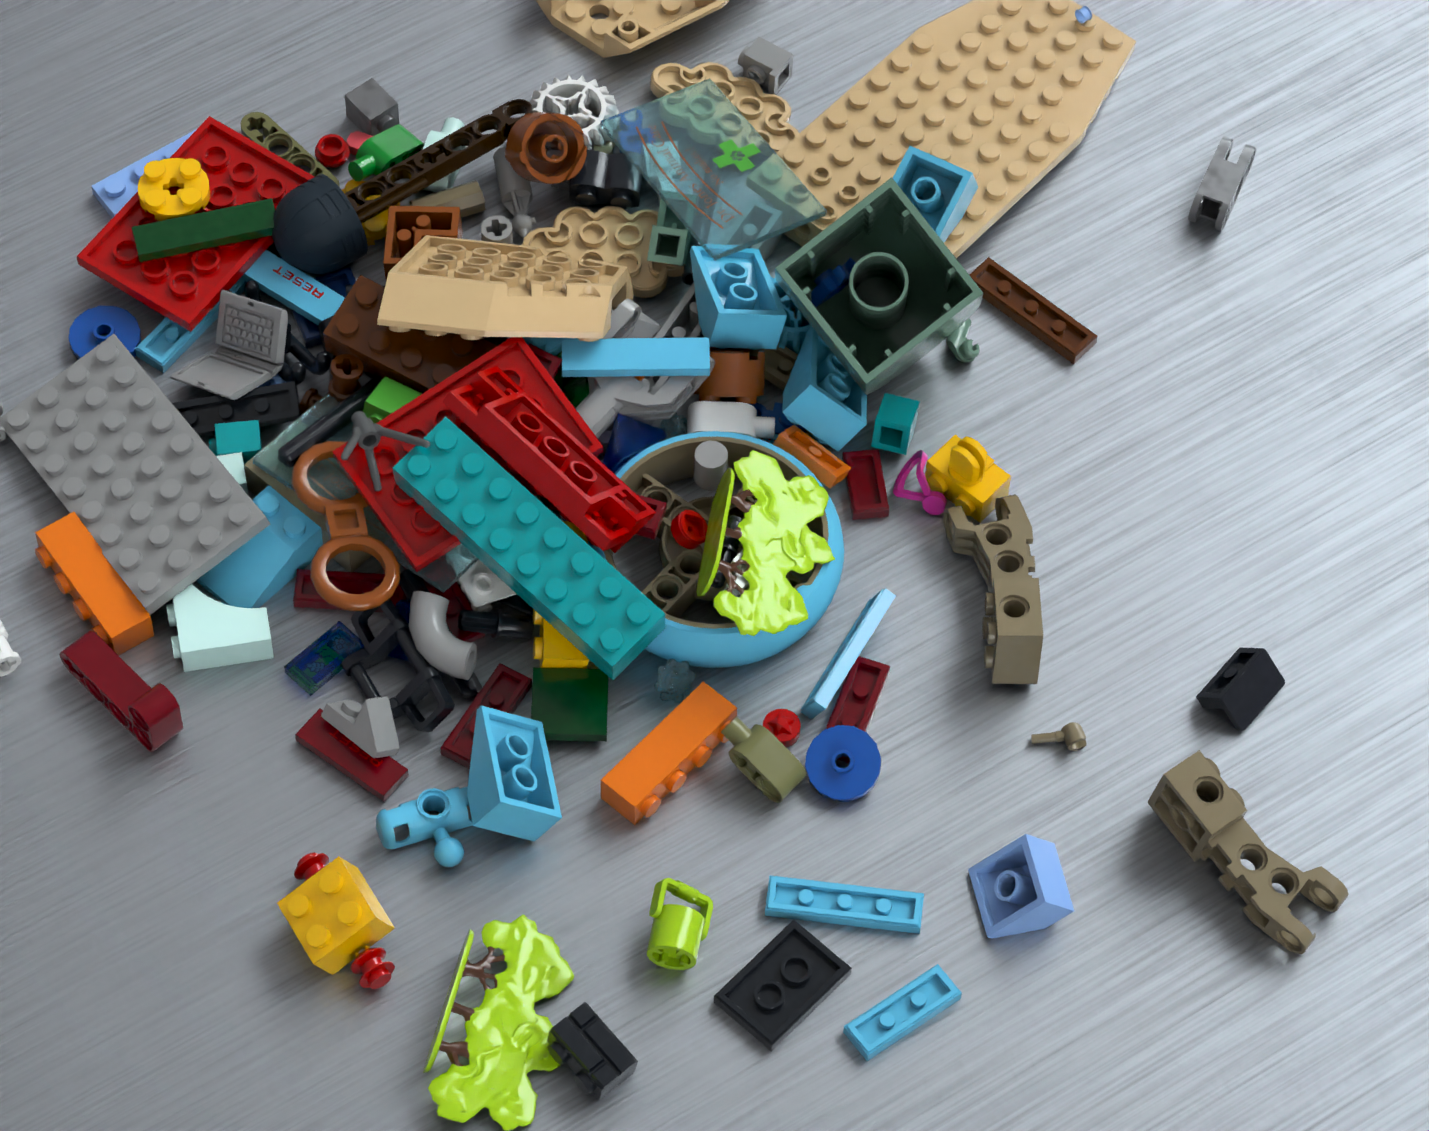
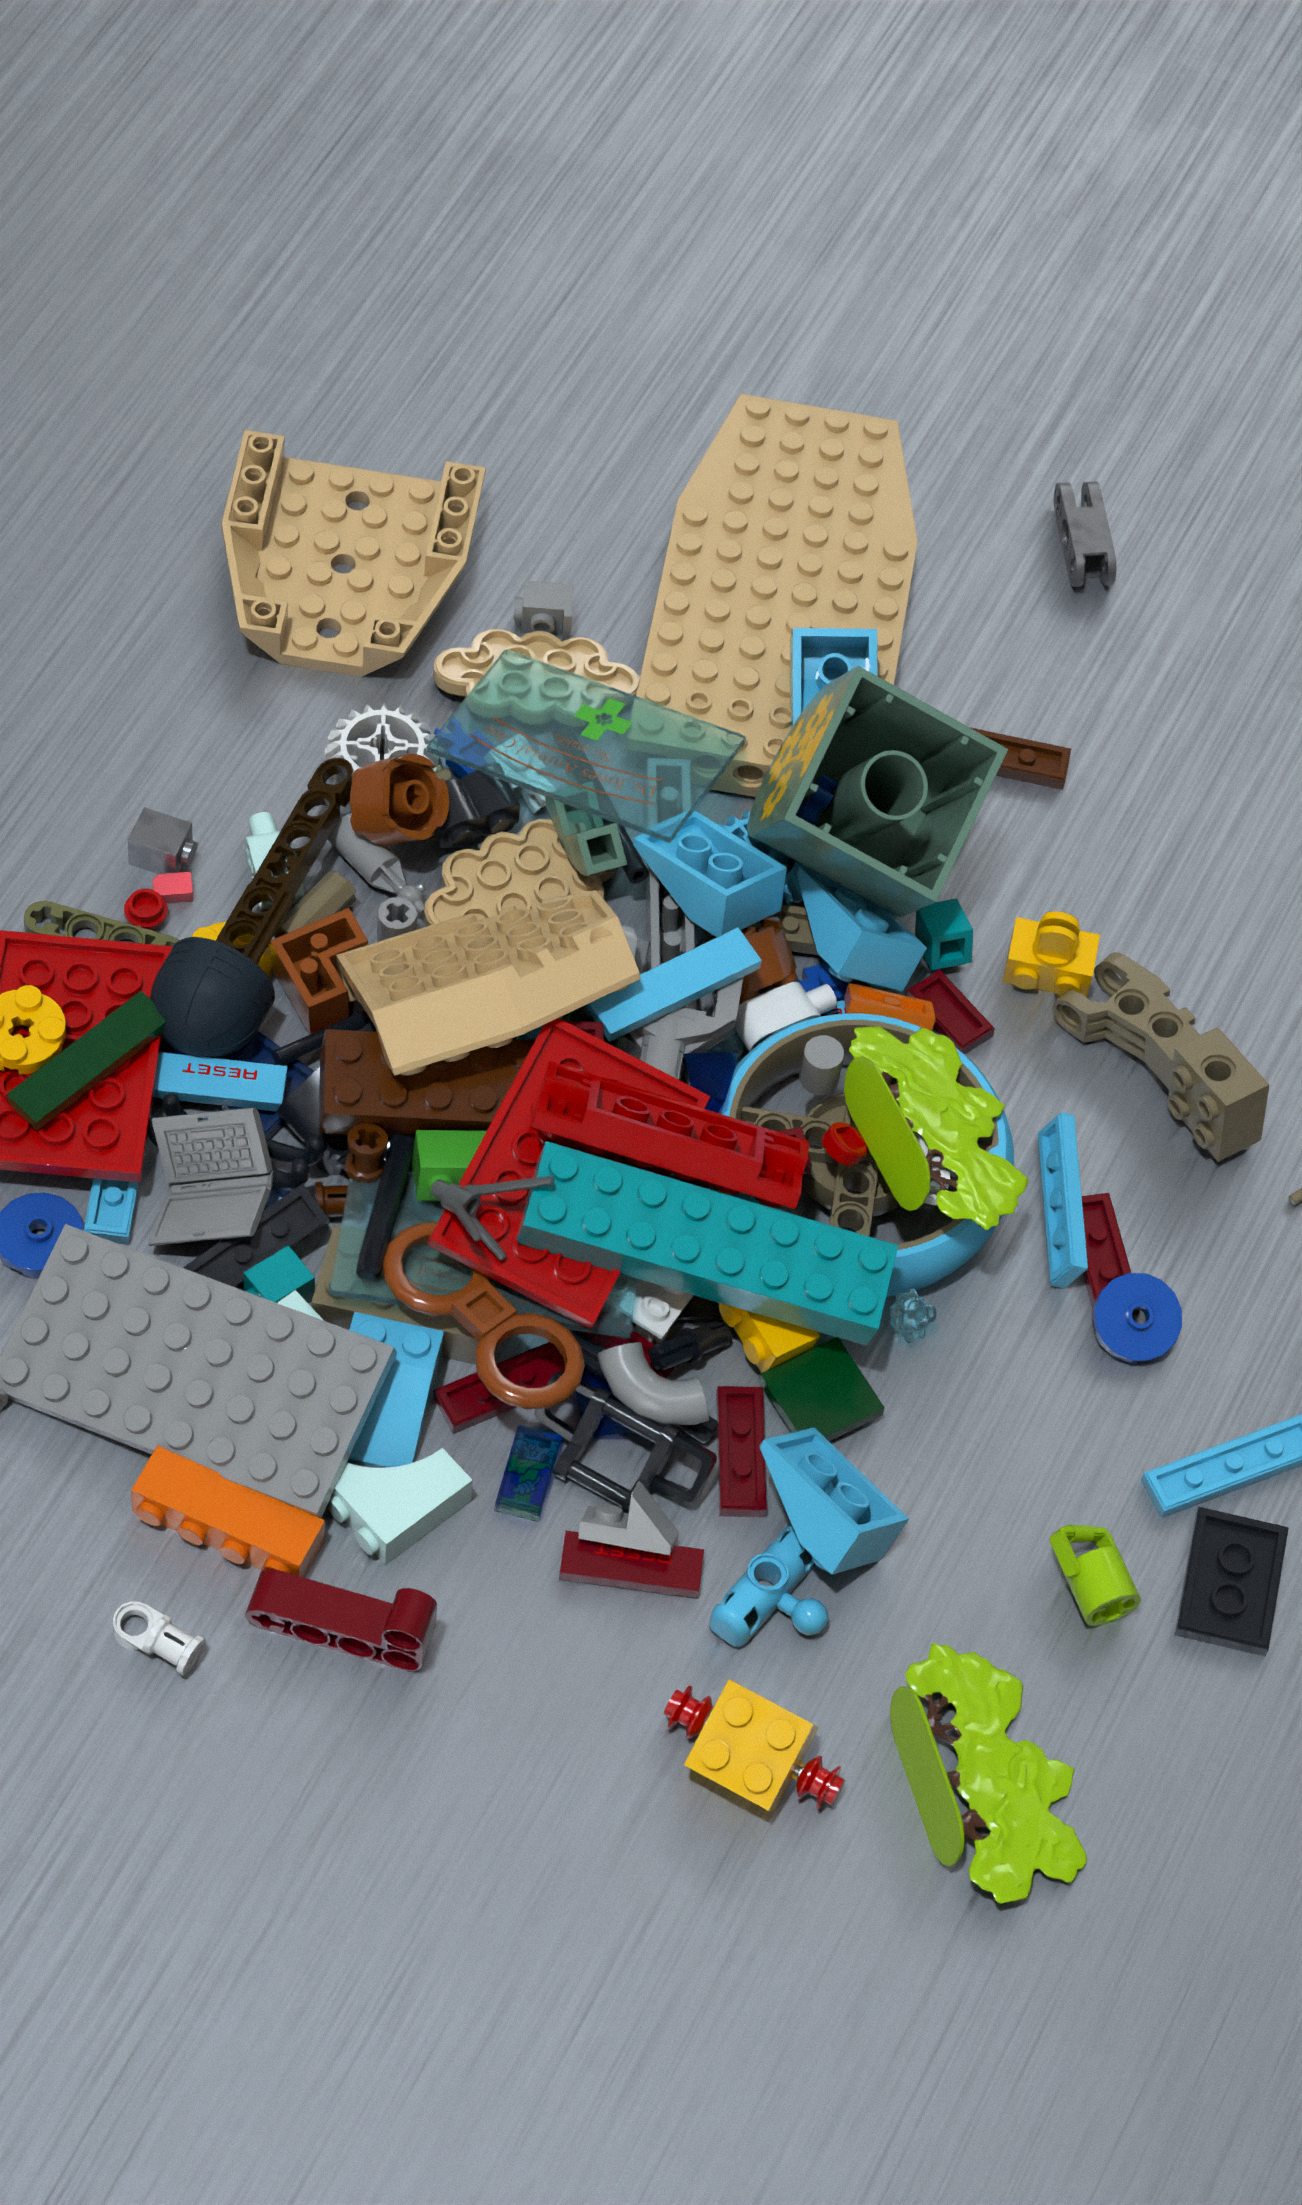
camera: 35 degrees left, 0 degrees up
(384, 152) = (215, 886): green piece -> none
(591, 1052) = (1103, 1752): black brick -> none
(668, 754) = (959, 1396): orange brick -> none
(763, 759) = (1059, 1353): olive piece -> none
(783, 725) = (1045, 1312): red tile -> none
(932, 501) = (1031, 999): dark pink piece -> none
(1083, 14) = (831, 418): light blue piece -> none

